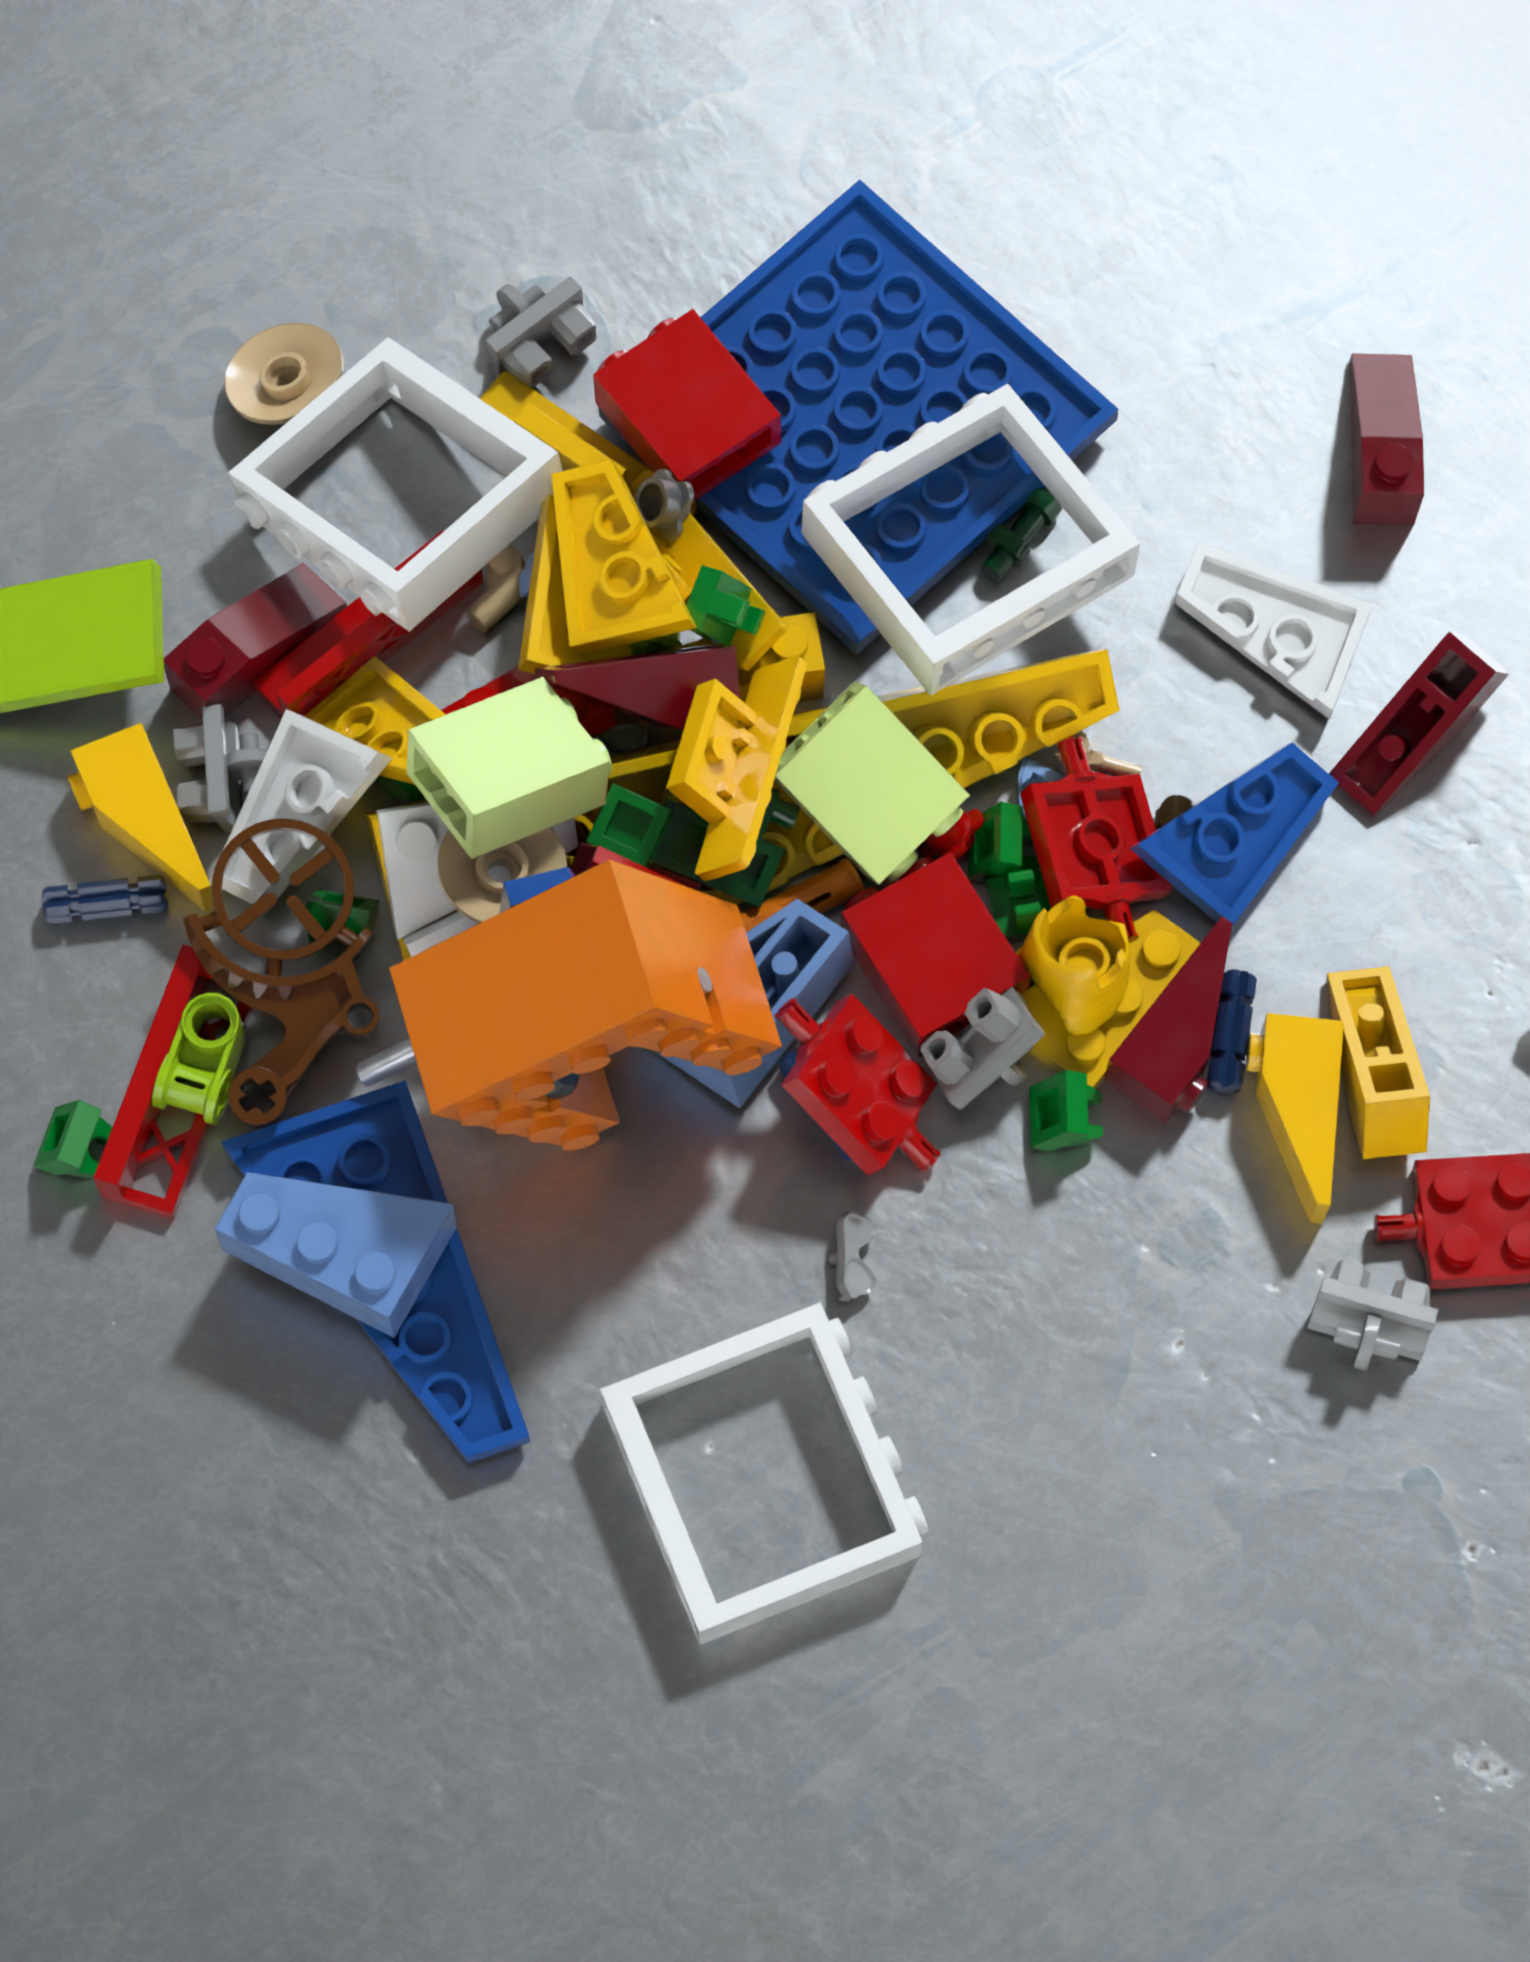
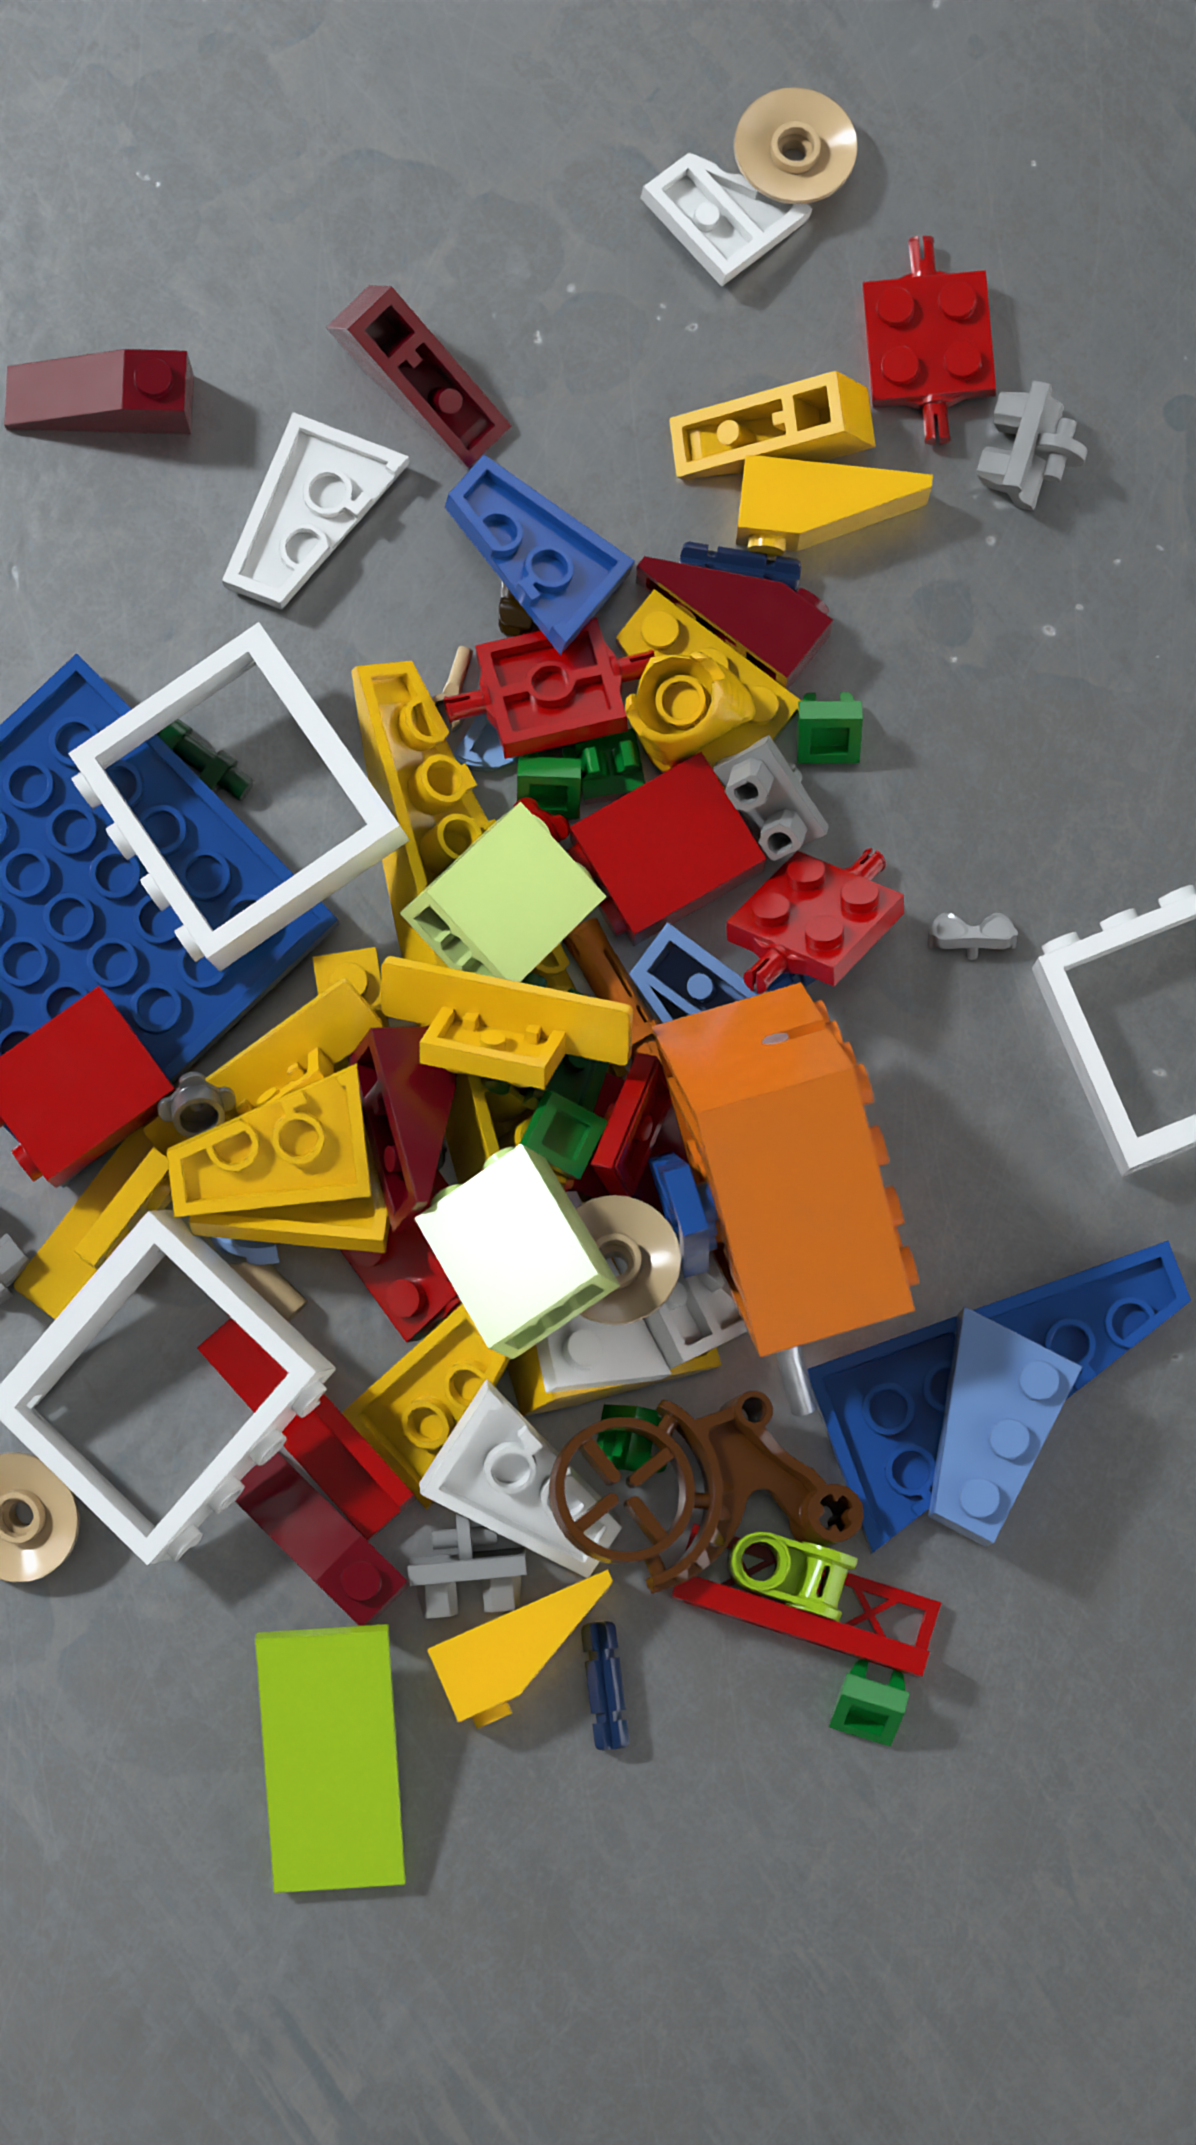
camera: 90 degrees left, 10 degrees up
(721, 607) = (328, 1041): green tile -> none

